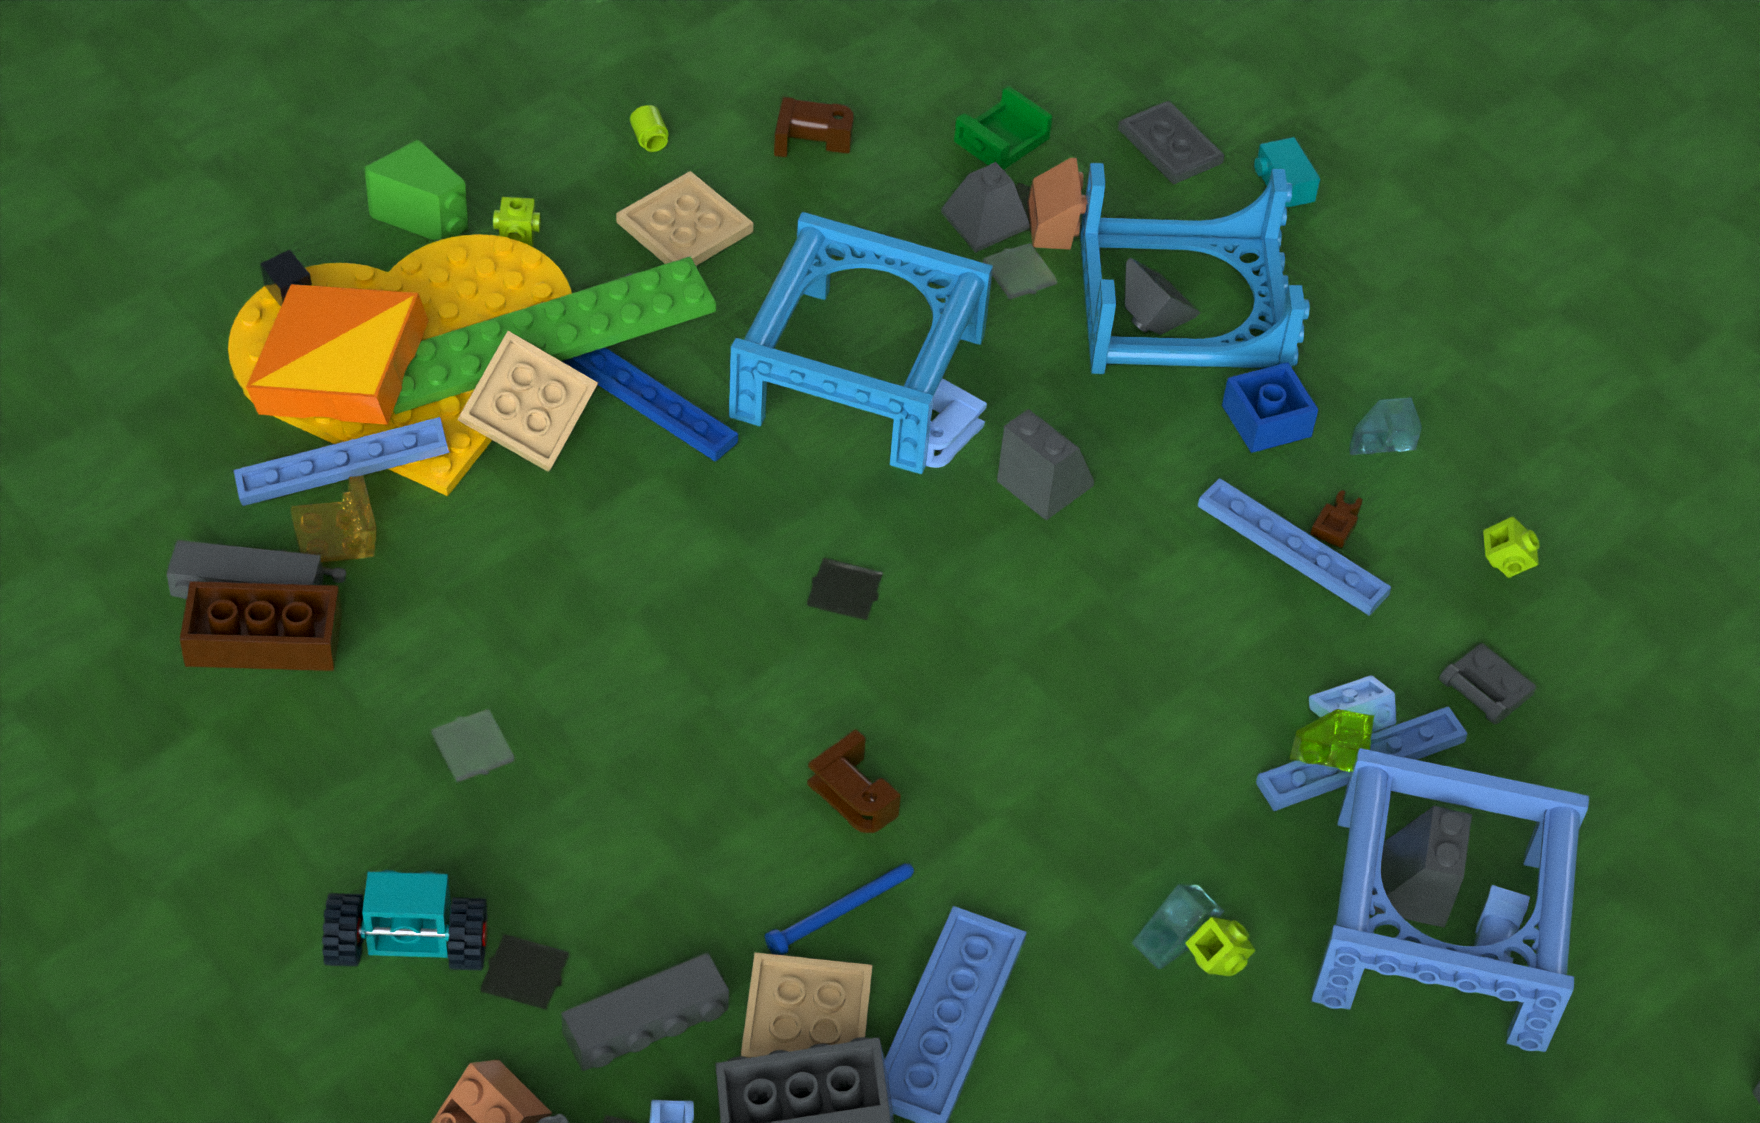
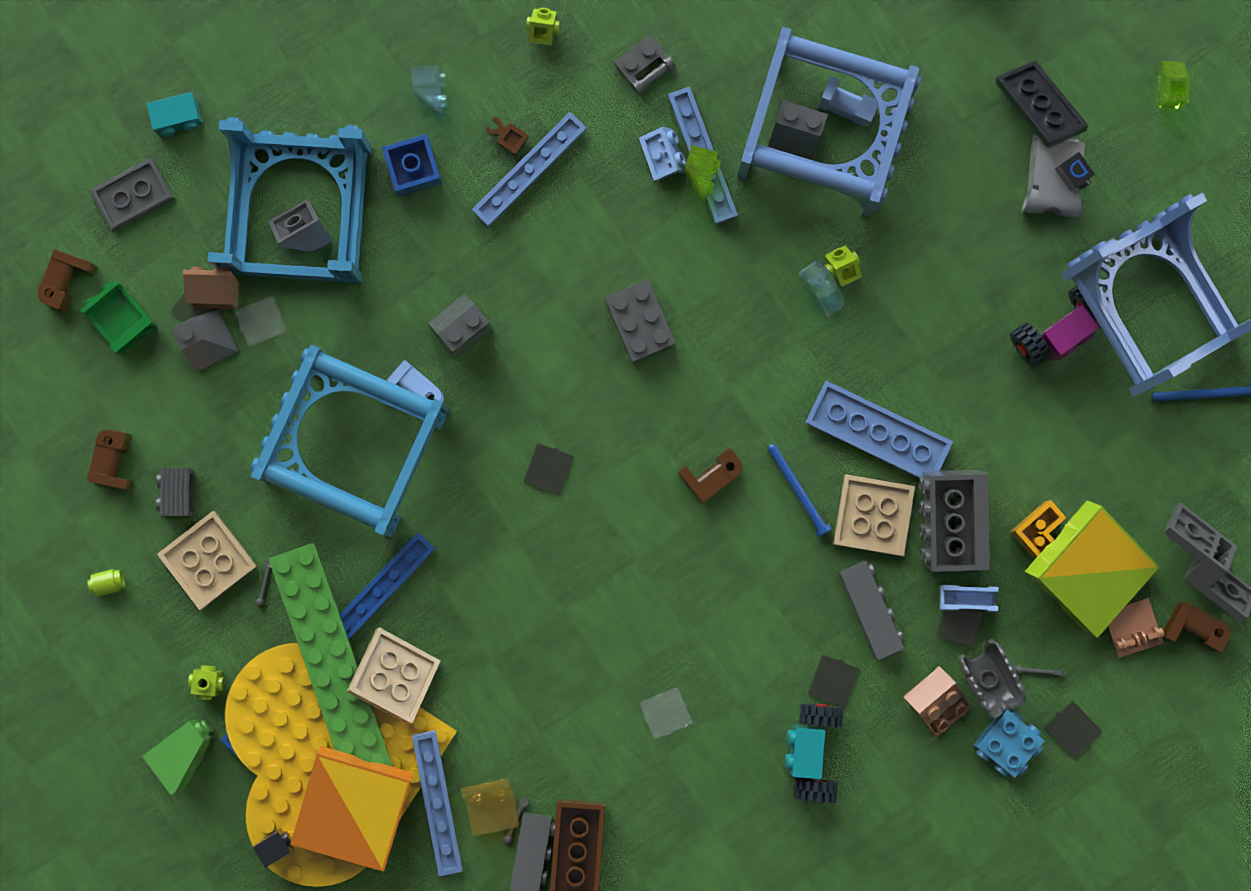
camera: 80 degrees left, 35 degrees up
(775, 189) = (175, 492): none -> dark grey brick
(1045, 73) = (59, 278): none -> reddish brown piece
(1084, 682) = (640, 321): none -> dark grey brick

